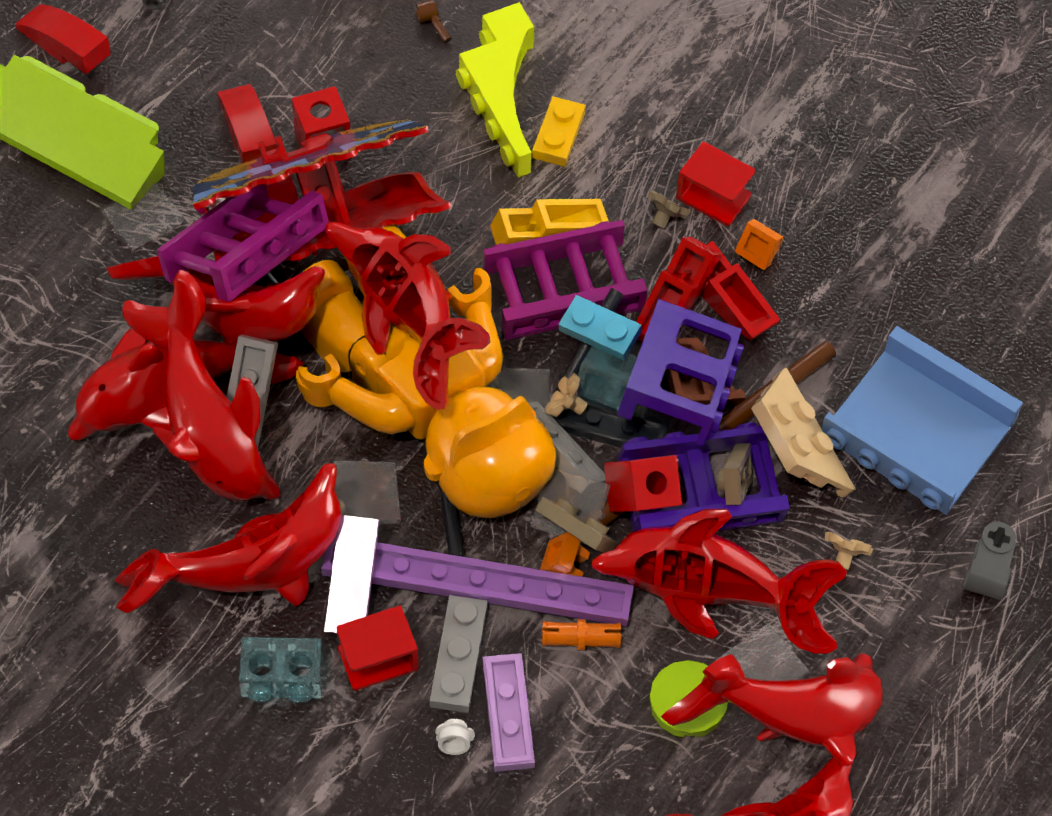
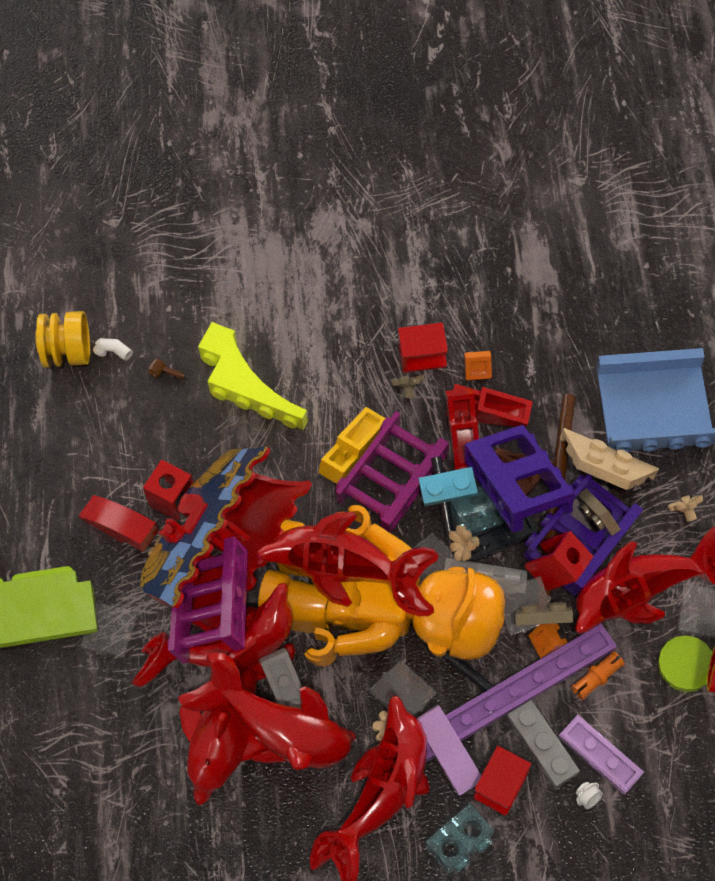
camera: 35 degrees left, 5 degrees up
(558, 131) = (302, 383): yellow plate -> none

